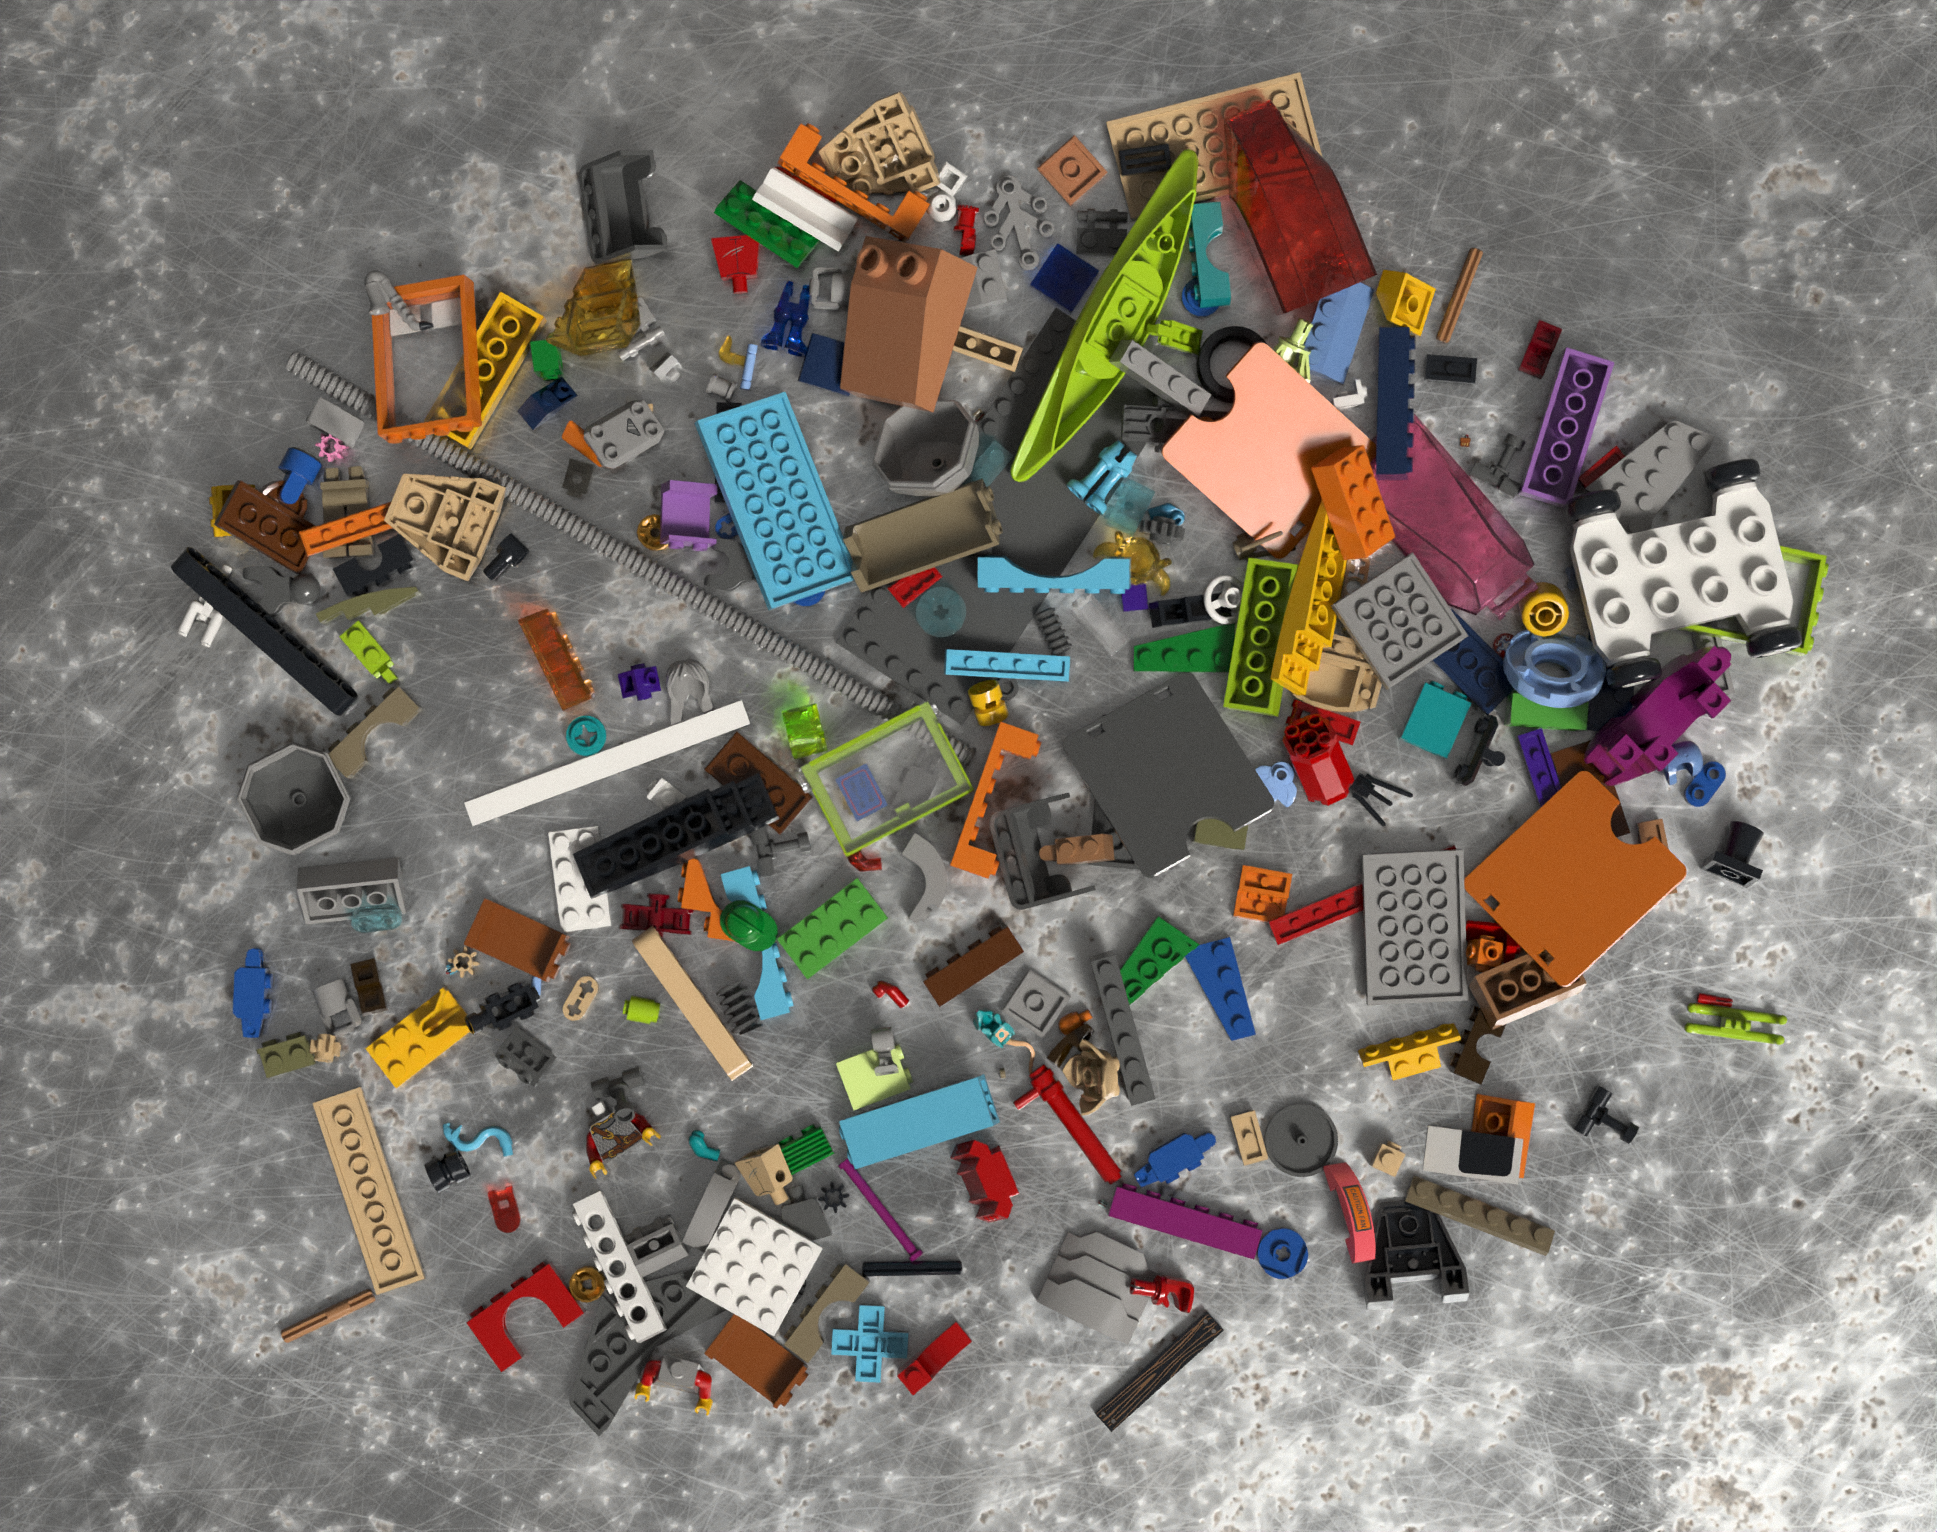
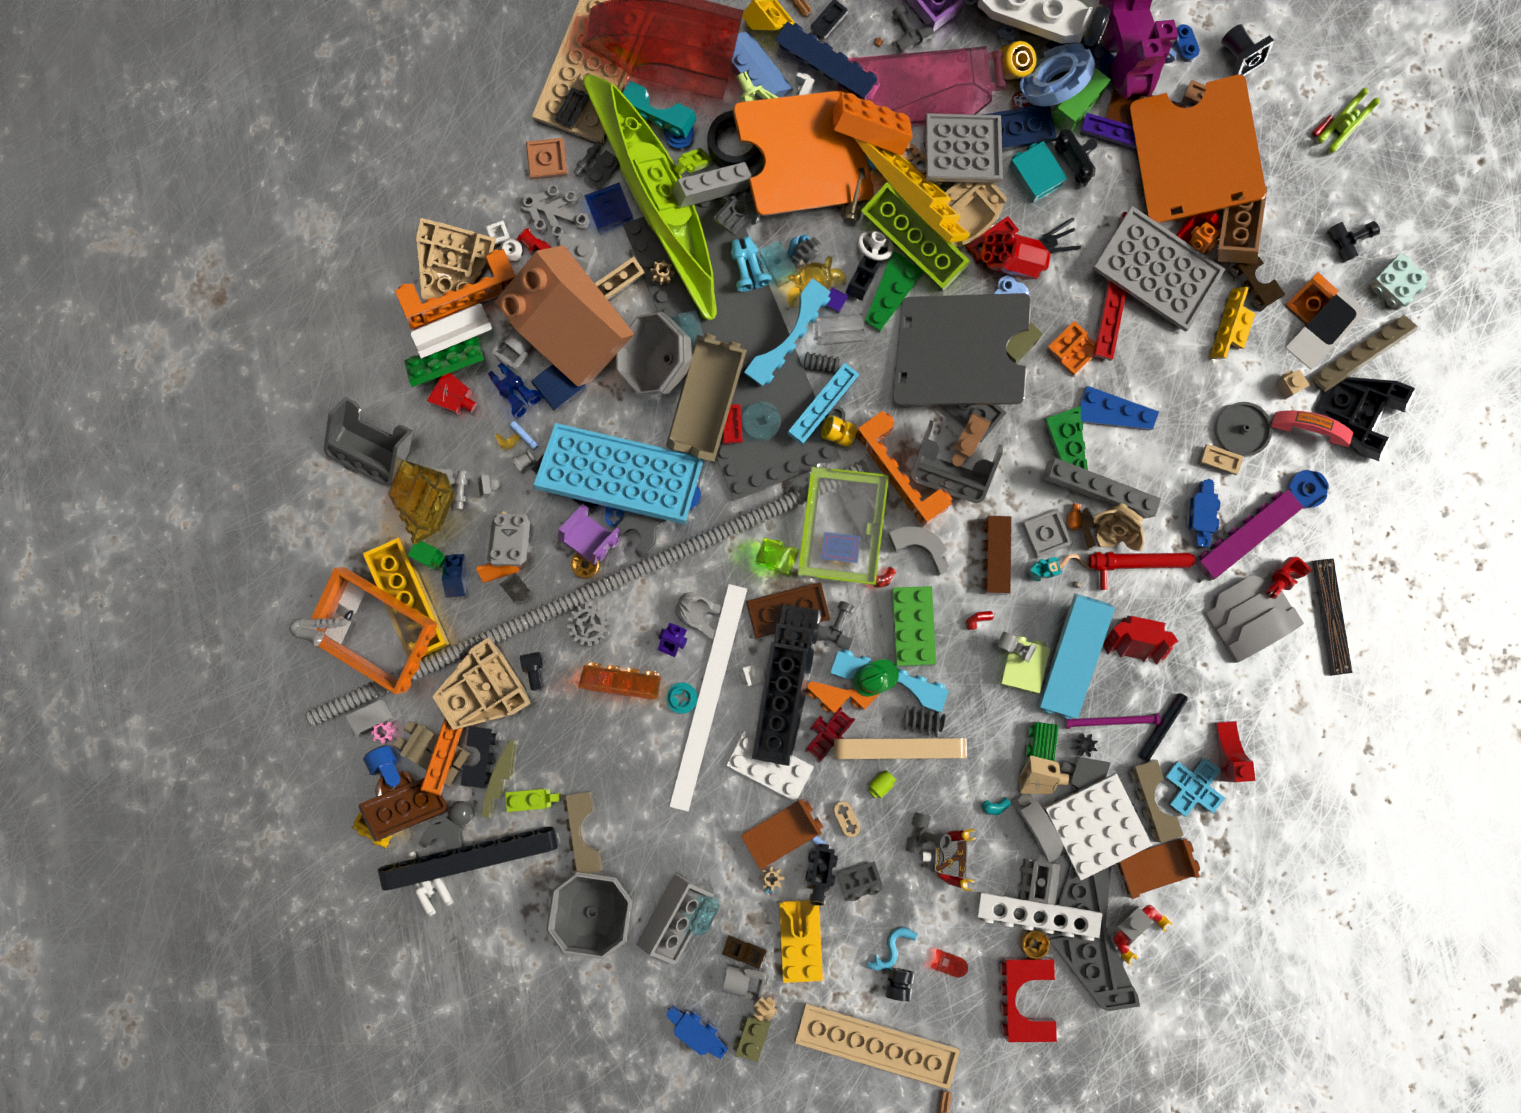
camera: 55 degrees left, 5 degrees down
(605, 578) = (580, 622): none -> light grey gear
(1033, 386) = (662, 277): none -> tan gear
(1588, 1201) = (1399, 282): none -> light aqua brick

